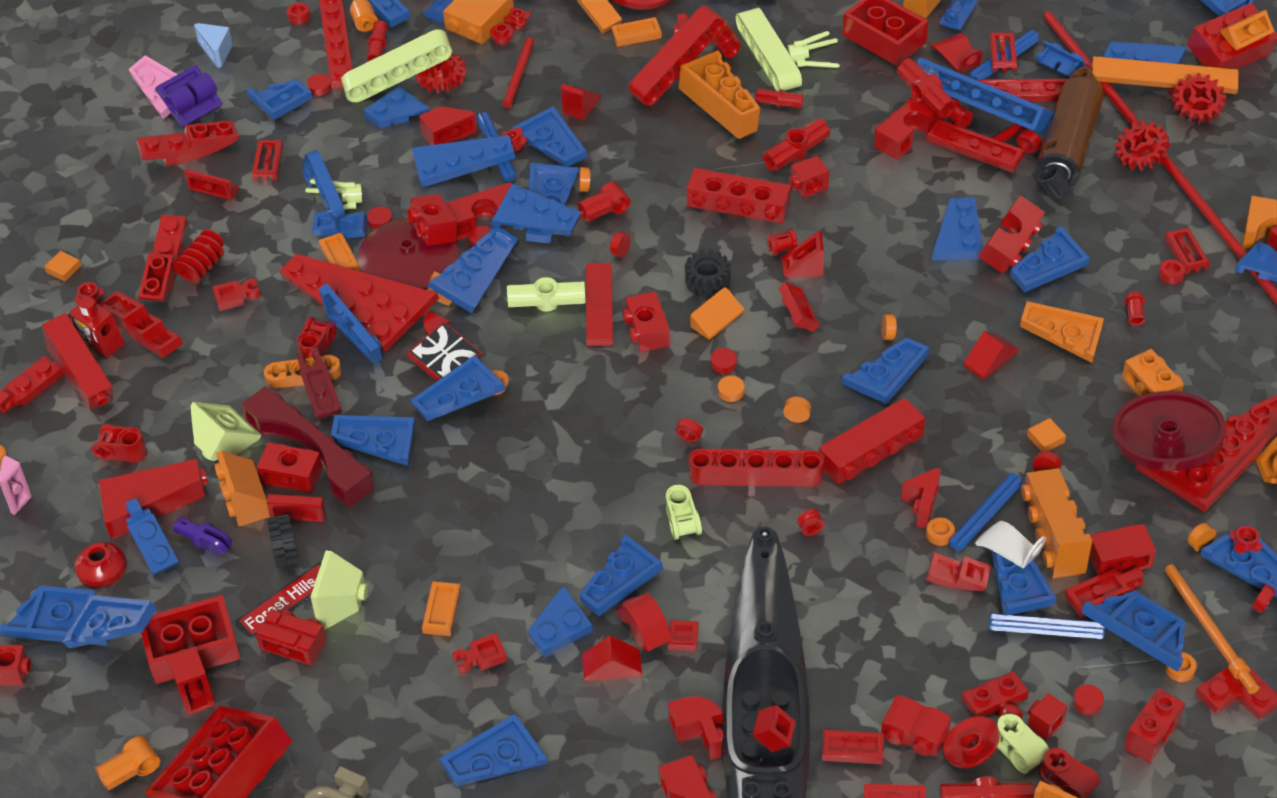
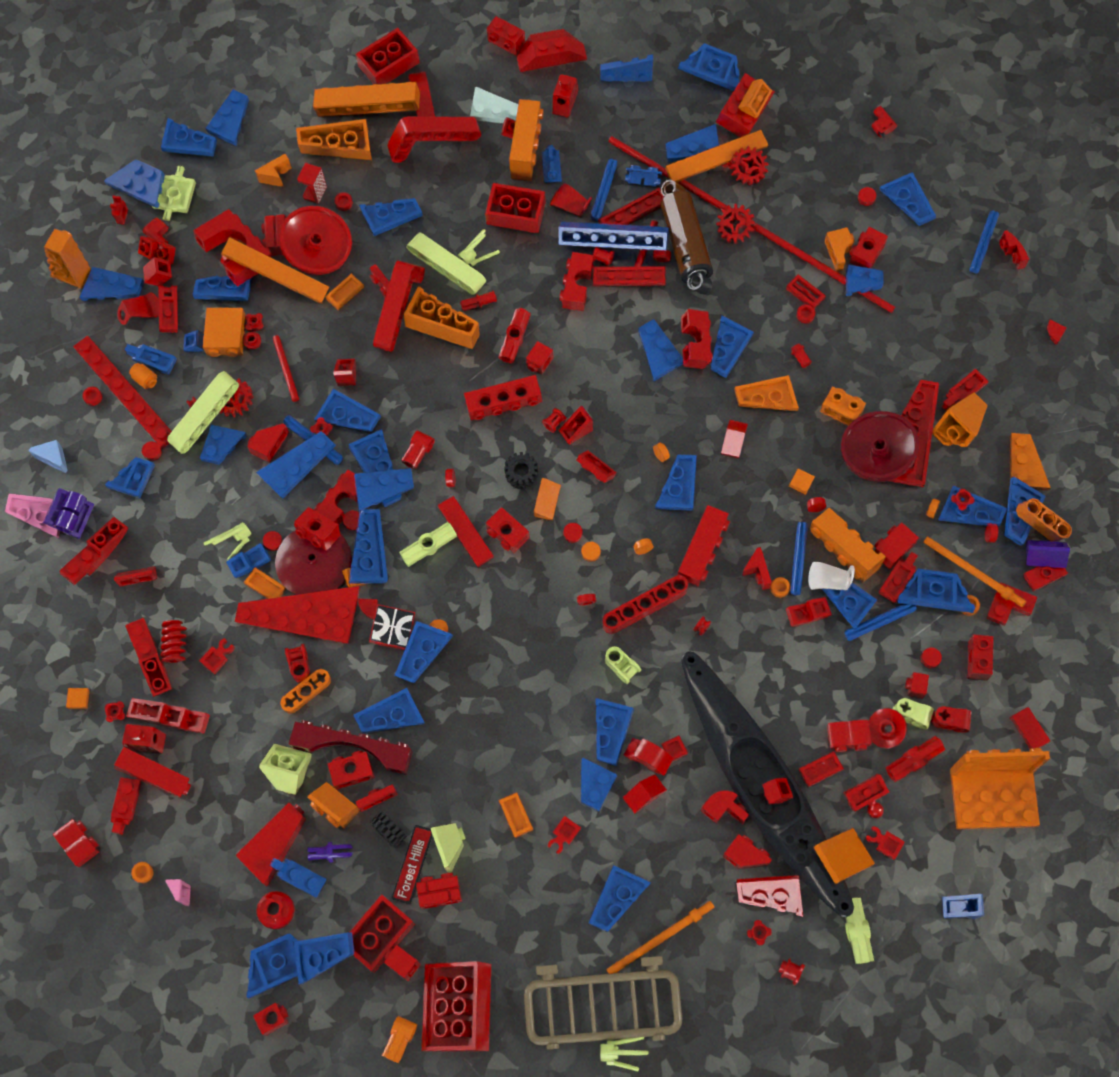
camera: 30 degrees left, 20 degrees up
(120, 444) = (219, 817): red piece -> none
(266, 172) = (166, 547): red tile -> none
(314, 168) = (210, 533): blue beam -> none
(319, 386) = (327, 699): dark red hinge -> none
(349, 325) = (319, 642): blue wing -> none
(377, 40) = (169, 394): red pin -> none
(584, 179) = (392, 437): orange tile -> none
(926, 88) = (578, 250): red piece -> none
(996, 695) = (880, 686): red plate -> none
(1003, 63) = (611, 200): red tile -> none

